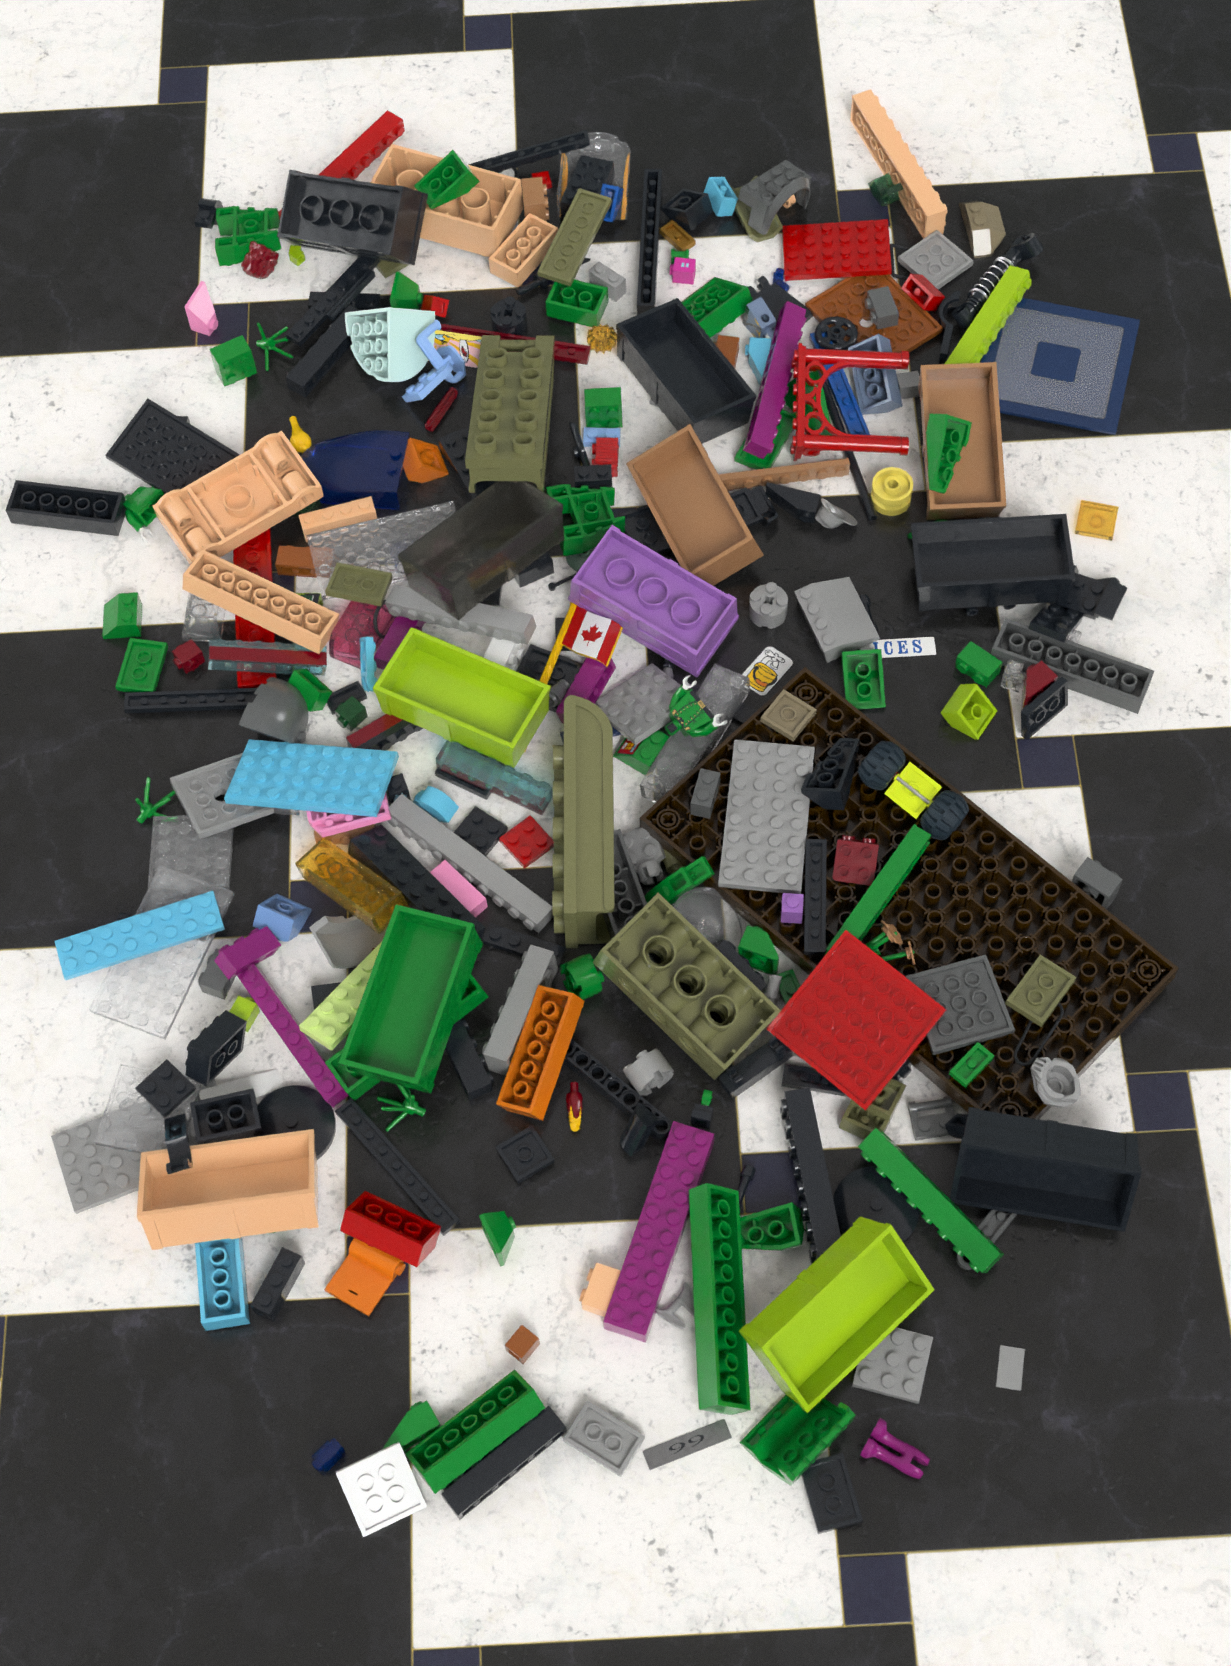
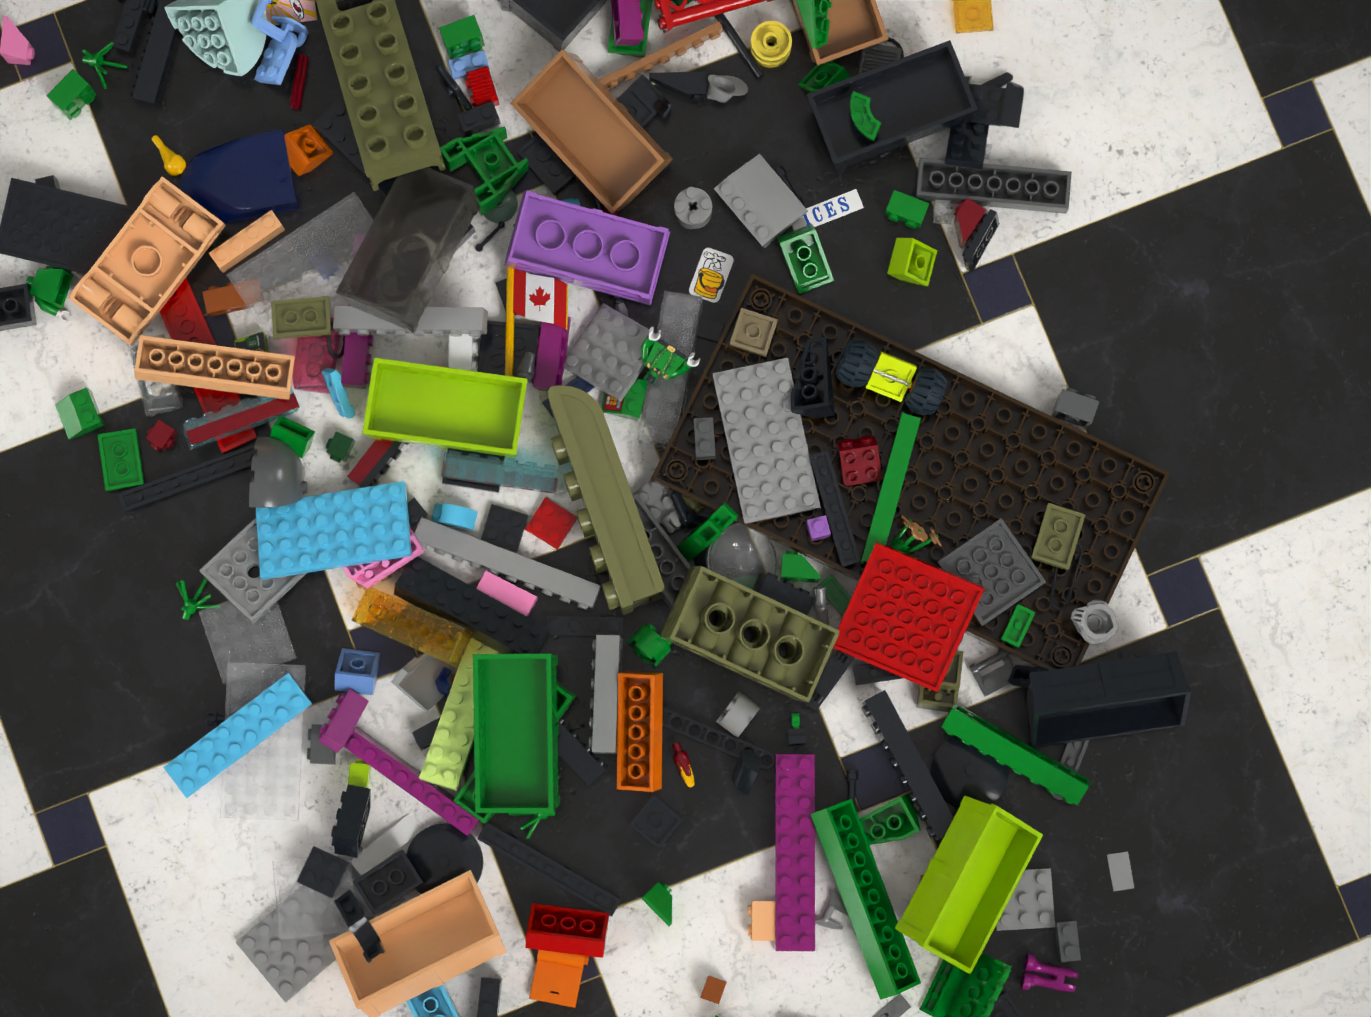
camera: 20 degrees left, 20 degrees up
(344, 694) = (327, 428): black tile -> none
(360, 950) = (442, 683): none -> clear blue arm
(662, 867) = (686, 517): none -> black piece
(928, 1420) = (1067, 941): none -> dark grey brick
(959, 556) = (862, 115): none -> green tile

